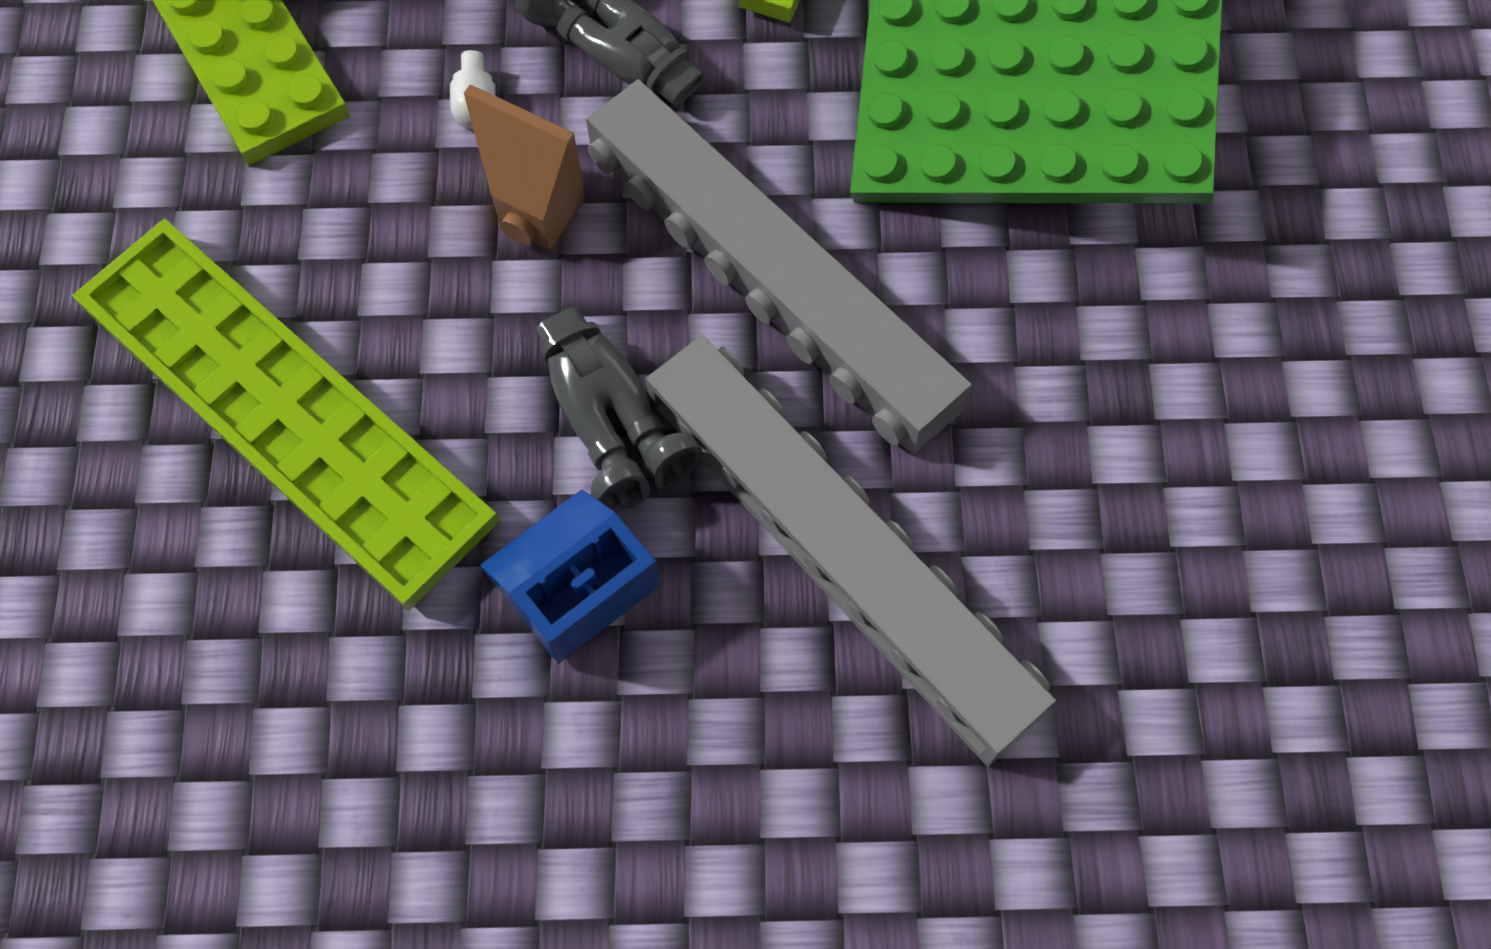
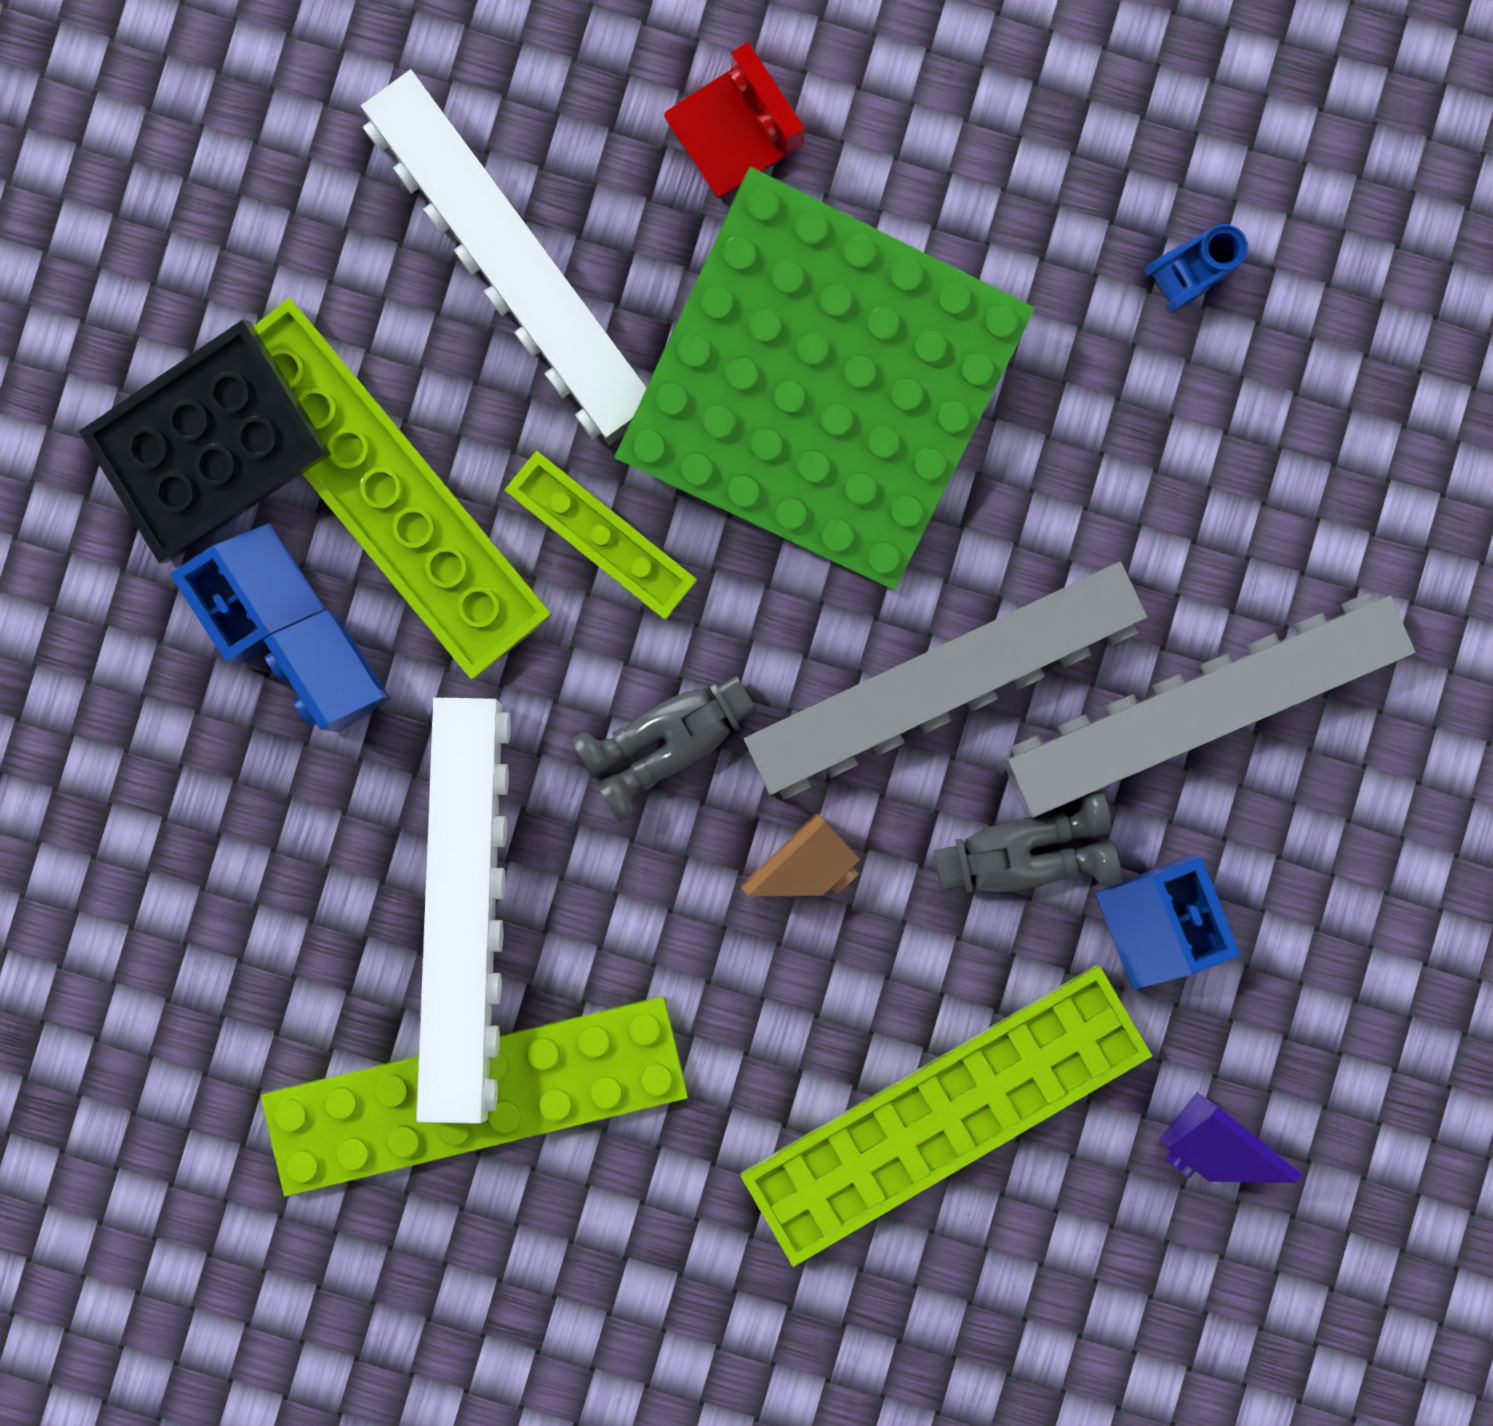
camera: 75 degrees left, 20 degrees up
(310, 716) = (1220, 1148): none -> dark purple slope
(471, 73) = (686, 883): white cylinder -> none
(1336, 382) = (1191, 271): none -> blue piece

